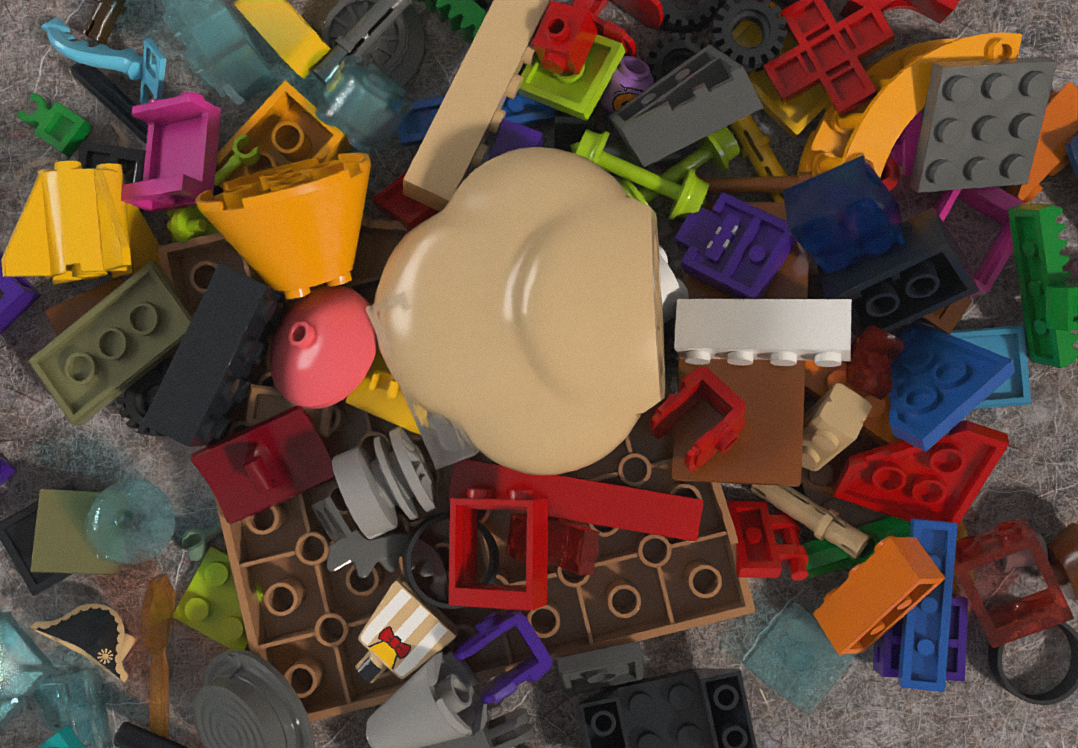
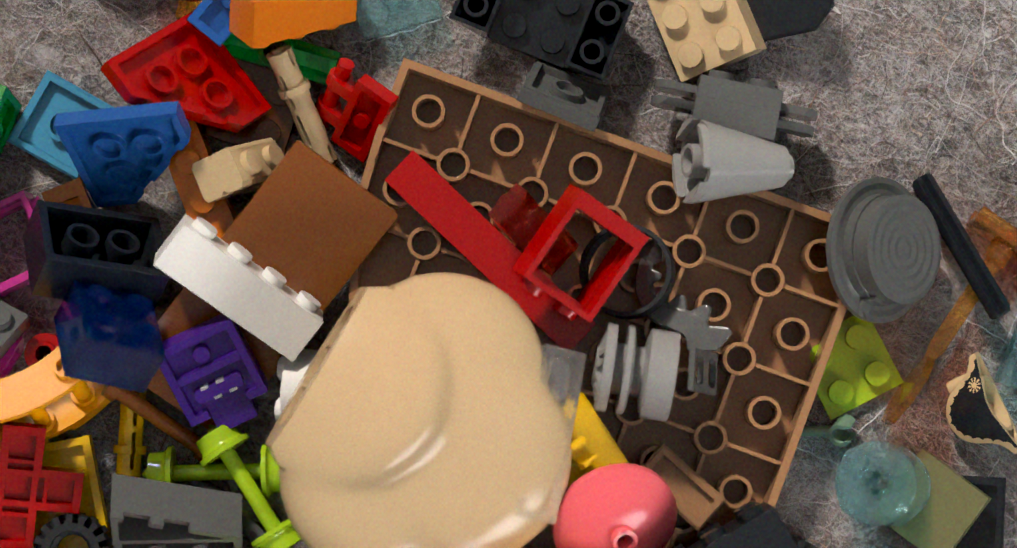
camera: 155 degrees left, 0 degrees up
(265, 464) = (729, 454): dark red shield -> none
(403, 633) = (706, 237): torso -> none
(528, 670) = (618, 138): dark purple piece -> none
(697, 386) = (331, 277): red piece -> none
(871, 361) = (162, 199): clear red bracket -> none

